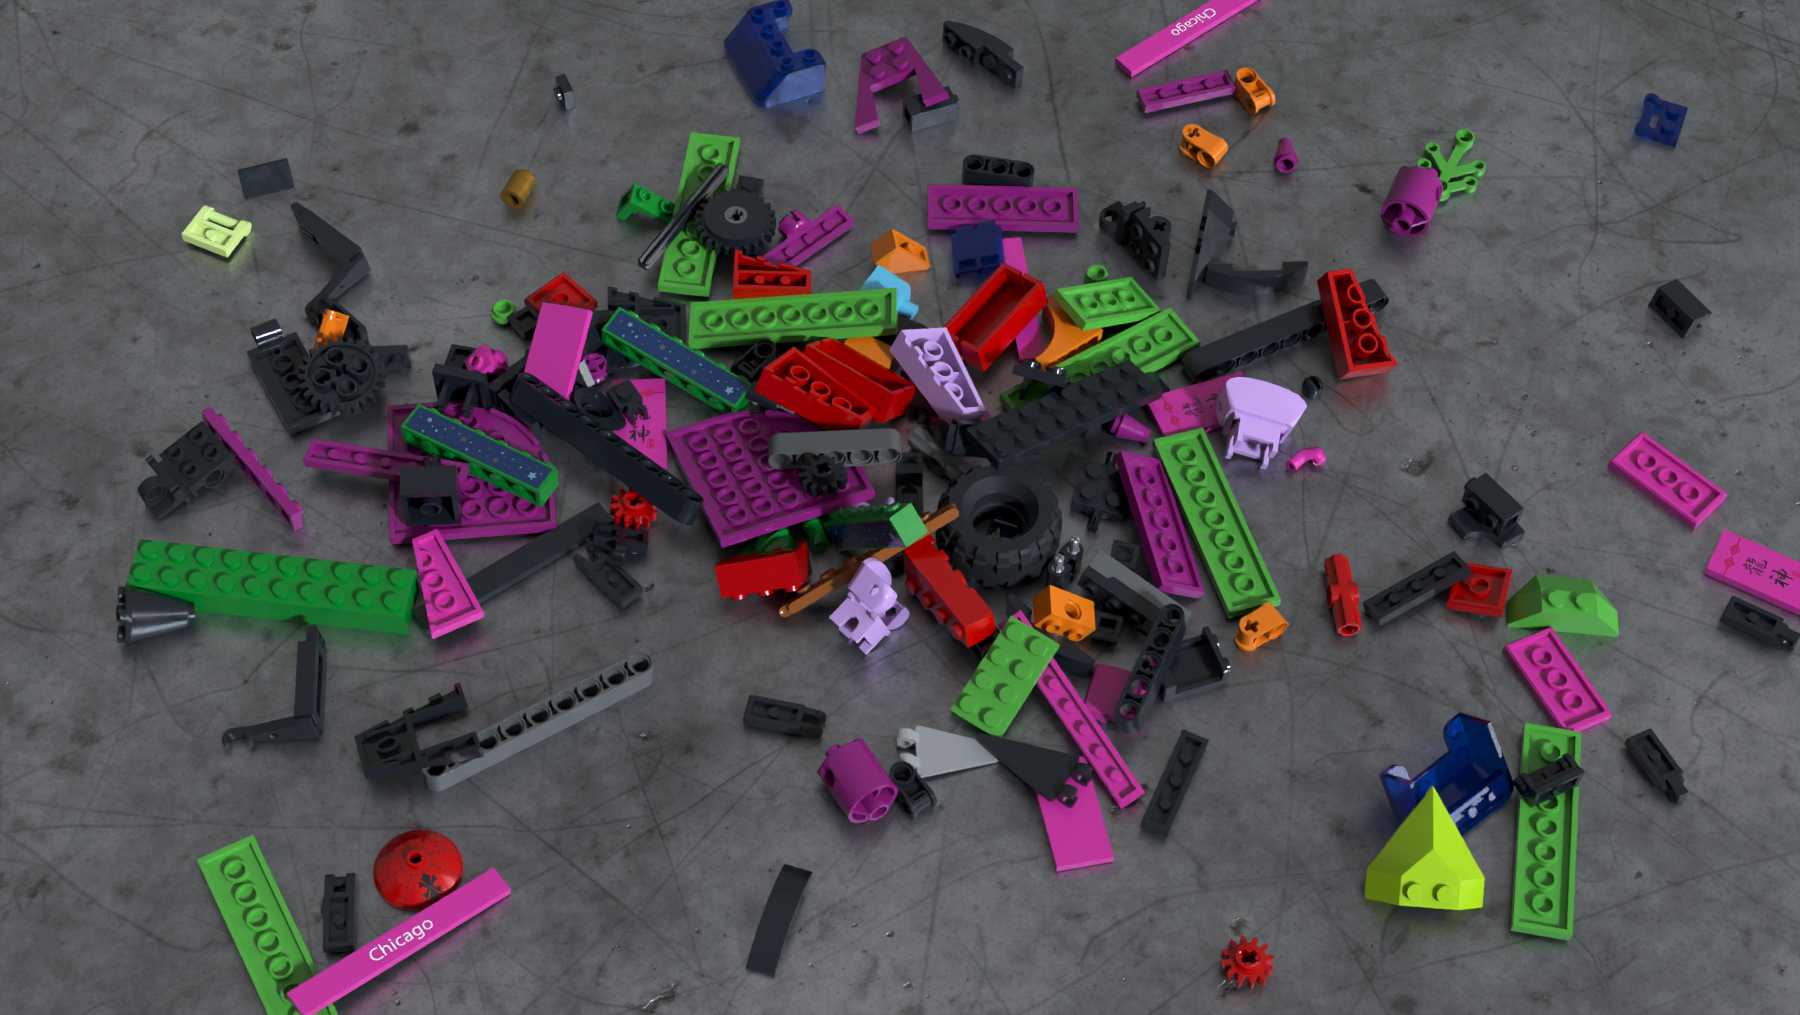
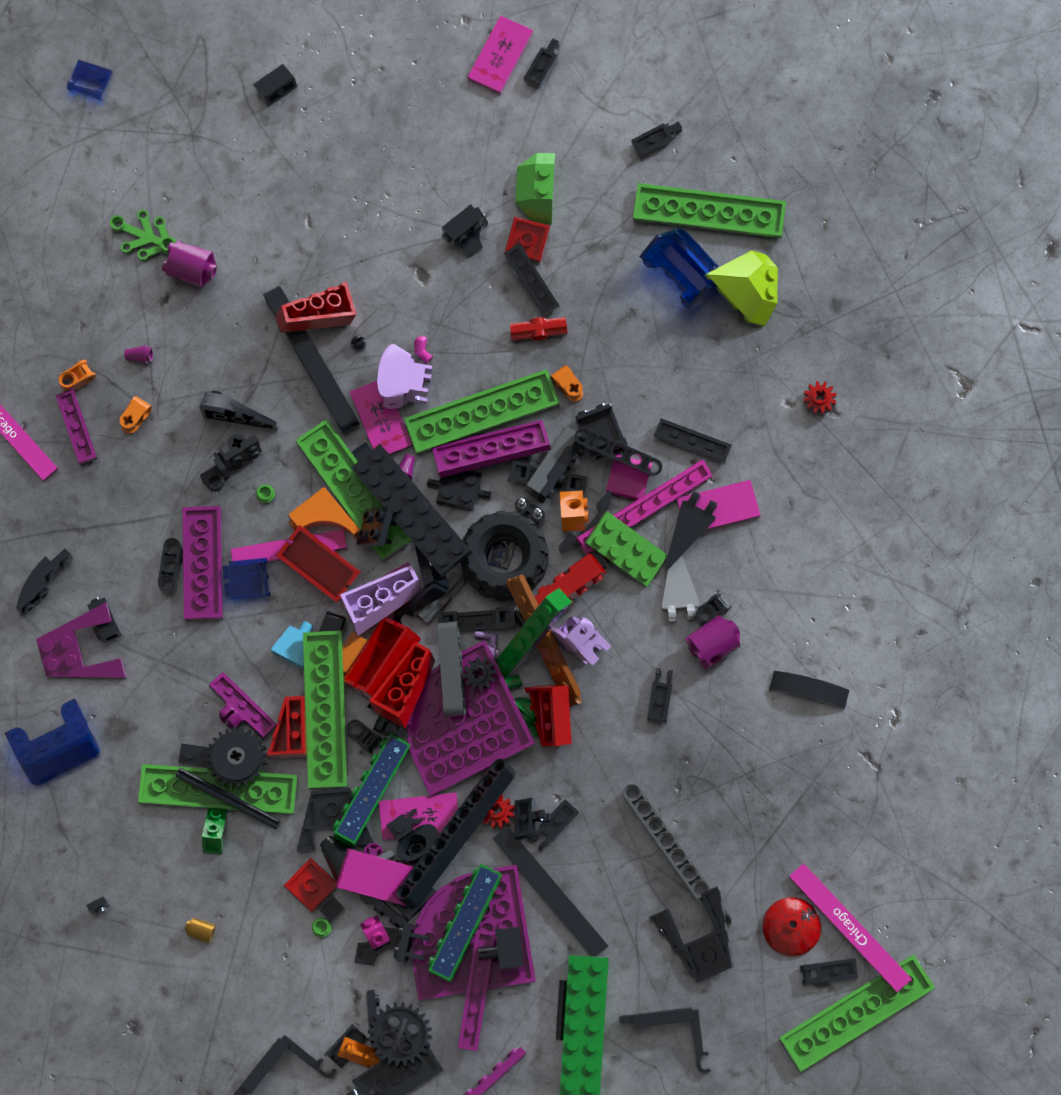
camera: 85 degrees left, 20 degrees up
(444, 587) = (577, 935): dark pink wing -> none
(899, 253) = (253, 637): orange slope -> none
(1106, 303) = (300, 483): bright green plate -> none
(1255, 282) = (263, 399): black slope -> none
(1549, 780) = (679, 205): black hinge -> none
(1557, 681) = (595, 195): dark pink tile -> none
(1667, 480) = (425, 109): dark pink tile -> none

